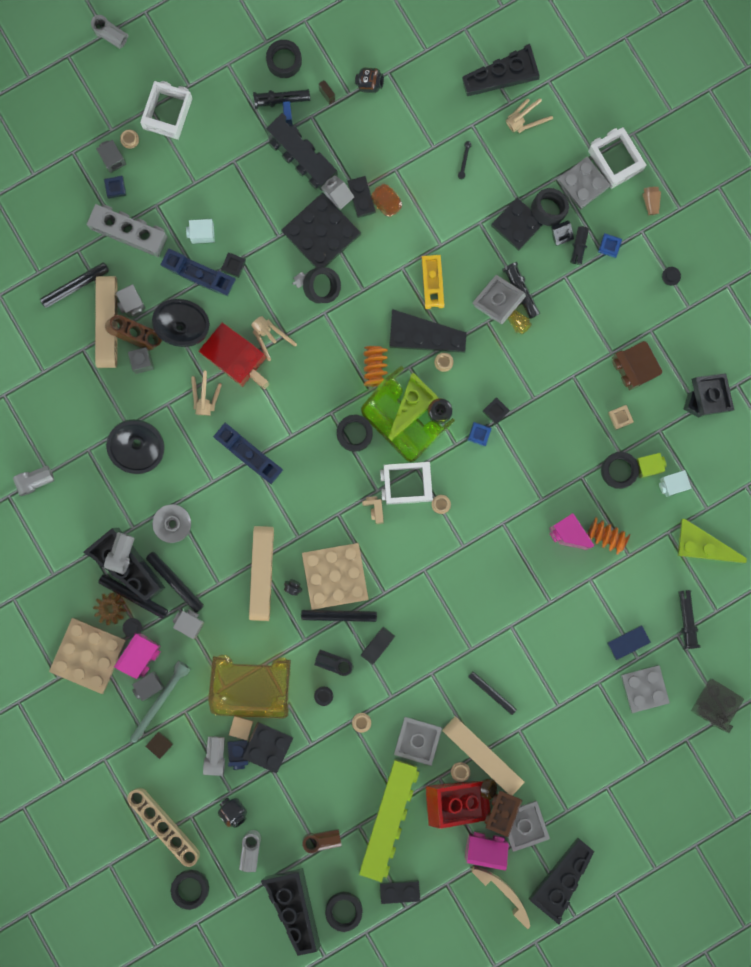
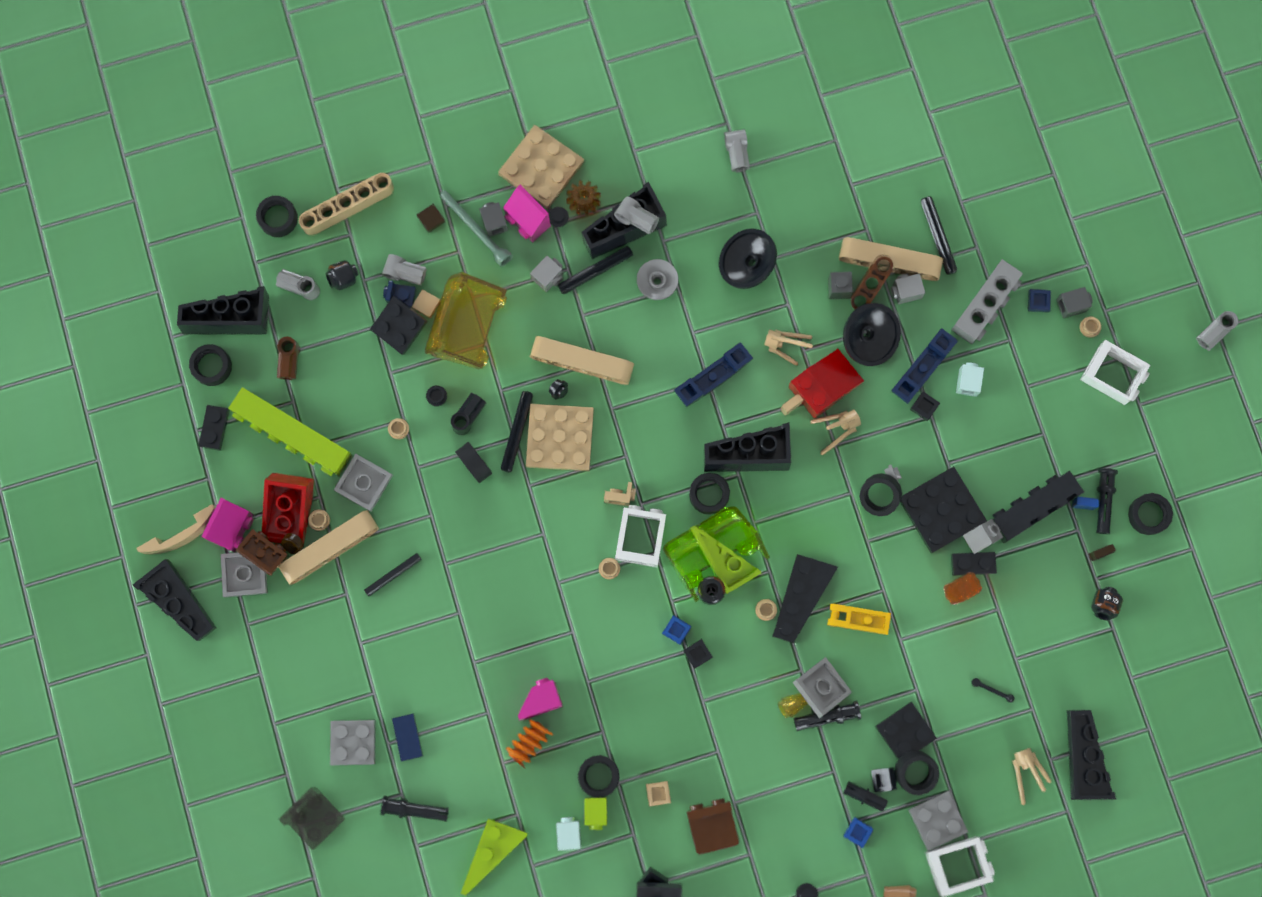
camera: 105 degrees right, 5 degrees down
(125, 592) = (576, 240): black axle -> none
(308, 399) = (751, 452): none -> black wedge
(375, 365) = (778, 533): orange piece -> none

